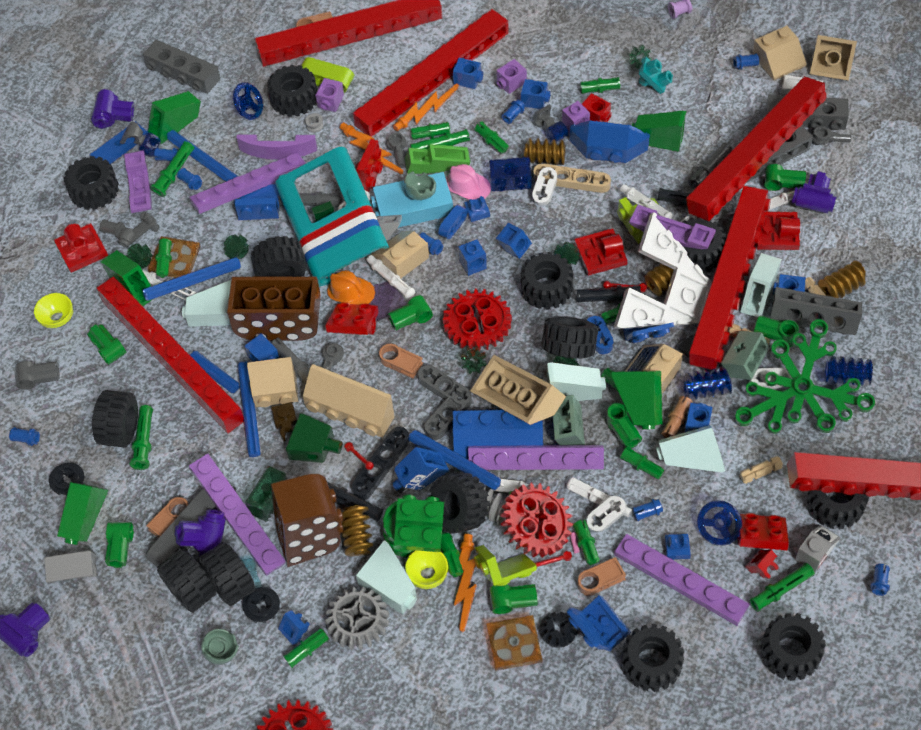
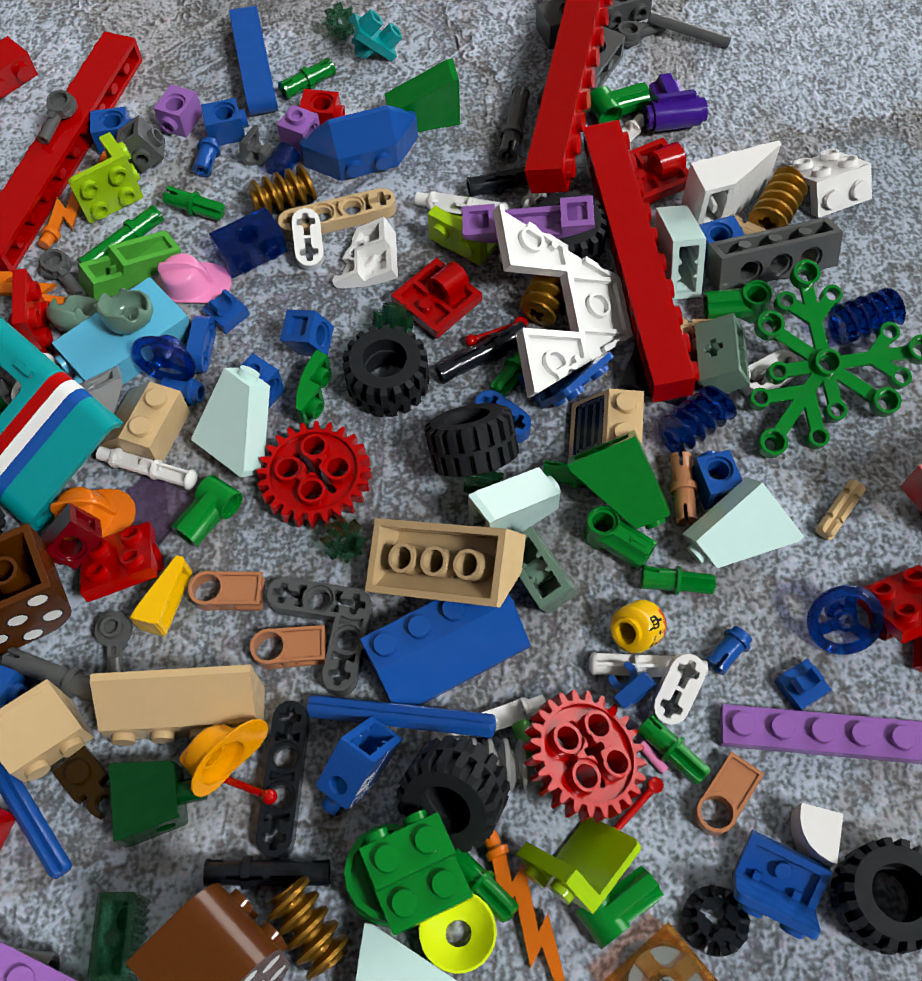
camera: 30 degrees left, 5 degrees up
(338, 288) = (77, 524): none -> dark red brick
(355, 433) = (219, 752): none -> light orange piece
(365, 348) = (161, 602): none -> yellow slope
(391, 174) = (71, 312): none -> sand green hair
(422, 405) = (300, 646): none -> nougat piece
(430, 130) = (98, 228): green axle -> none
(431, 219) = (167, 353): none -> clear blue piece
(442, 49) = (59, 106): none -> dark grey plate
(448, 107) = (107, 184): none -> lime bracket
(449, 272) = (236, 421): none -> light aqua slope
(478, 89) = (143, 142): none -> dark grey brick
(496, 276) = (309, 394): none -> green slope
(538, 457) = (519, 649): medium lavender plate -> none
(573, 60) = (253, 60): none -> blue beam
(577, 211) = (370, 257): none -> white slope
(583, 503) = (635, 688): none -> blue tile
(604, 474) = (638, 626): none -> yellow head
(636, 613) = (817, 832): none -> white brick
(816, 256) = (728, 181): none -> white slope
(862, 148) = (689, 29): none -> dark grey bar
(888, 283) = (835, 181): none -> white bracket

